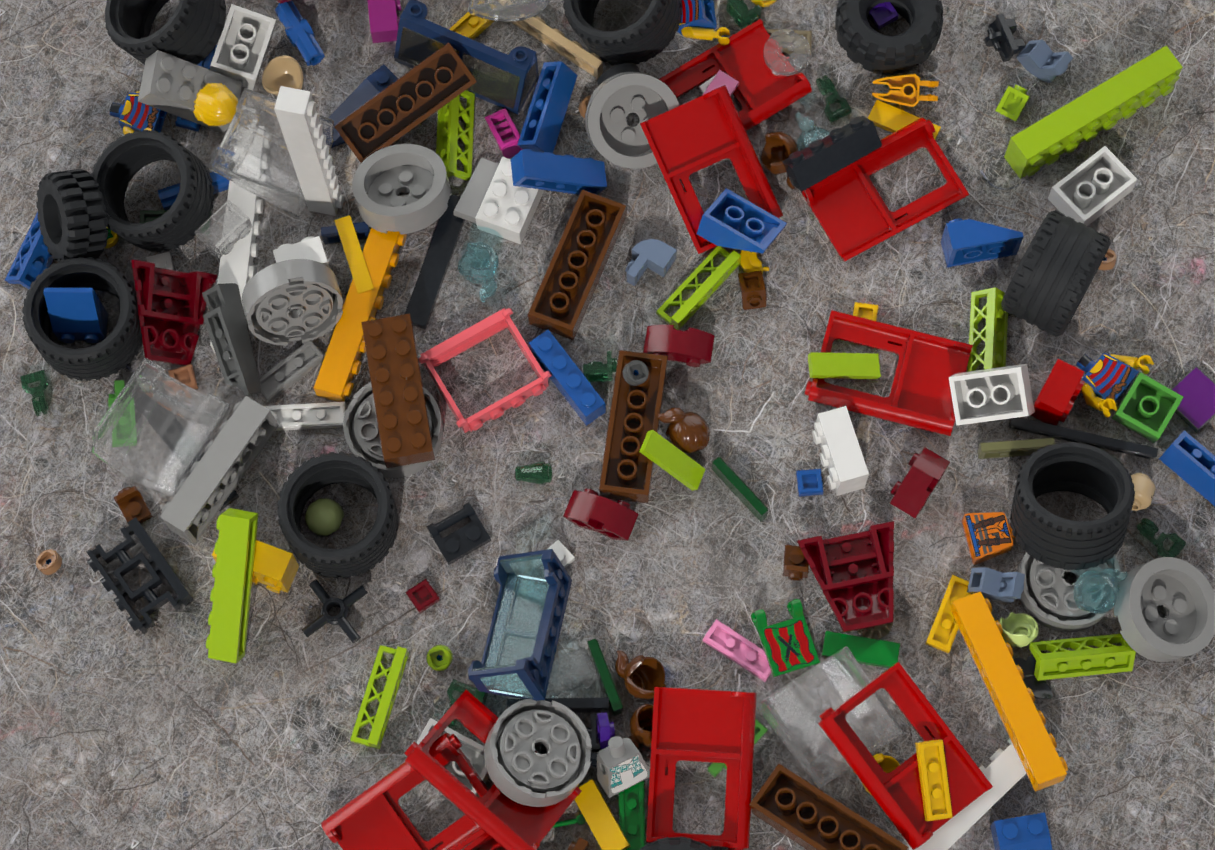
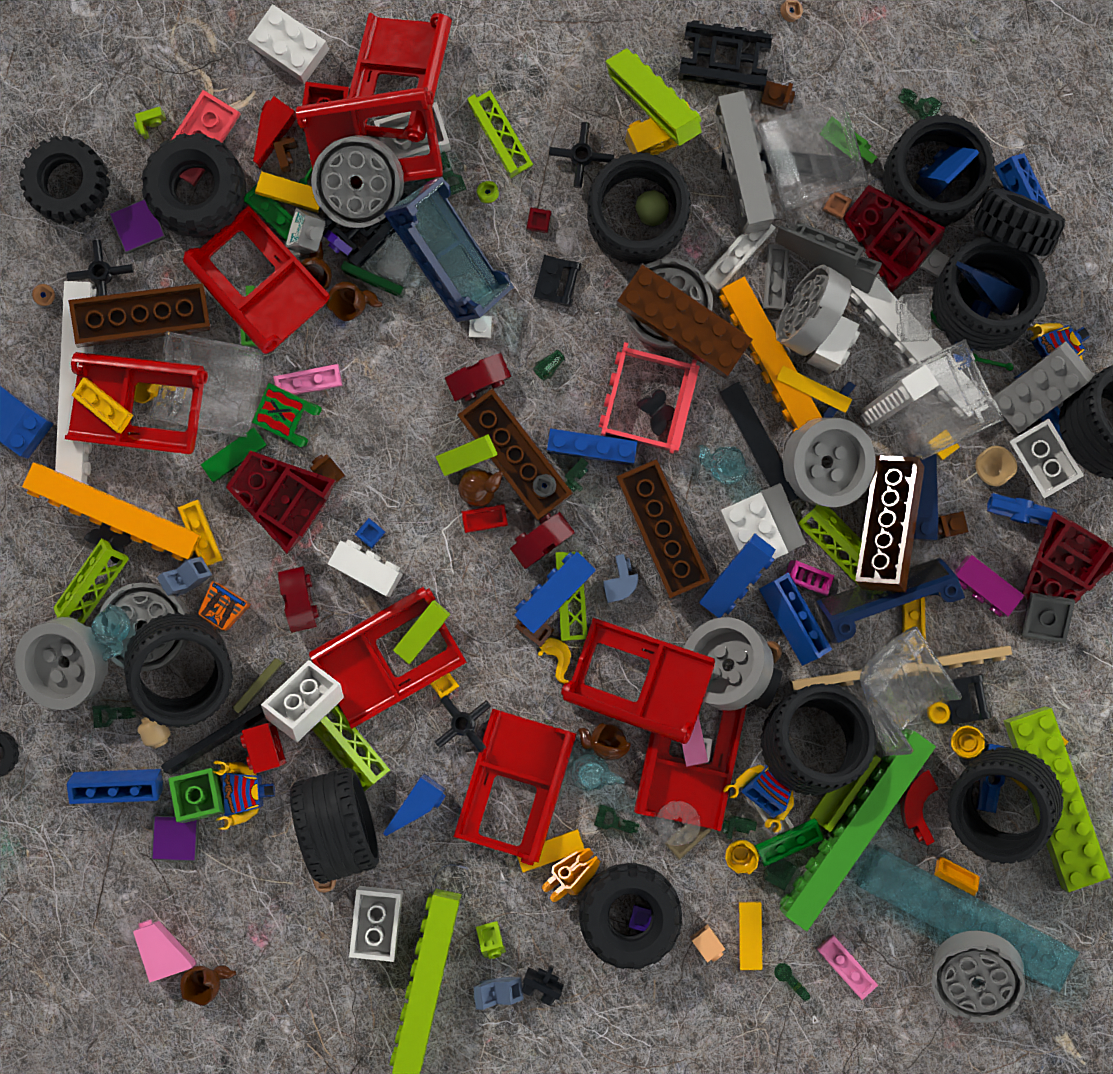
camera: 135 degrees right, 15 degrees up
(143, 193) = (992, 290): none -> dark blue wedge
(193, 141) = (1009, 366): none -> green hinge
(215, 105) = (1012, 392): yellow hair -> none
(358, 70) = (952, 525): none -> reddish brown bracket
(488, 354) = (657, 410): none -> black animal
(707, 406) = (484, 518): none -> red tile
(709, 290) = (554, 592): none -> blue brick
(739, 224) = (580, 660): blue slope -> none
(740, 489) = (414, 483): dark green tile -> none
(832, 153) = (569, 772): black brick -> none
(879, 260) = (469, 730): none -> black bar
(1019, 629) = (145, 562): yellowish green hair -> none

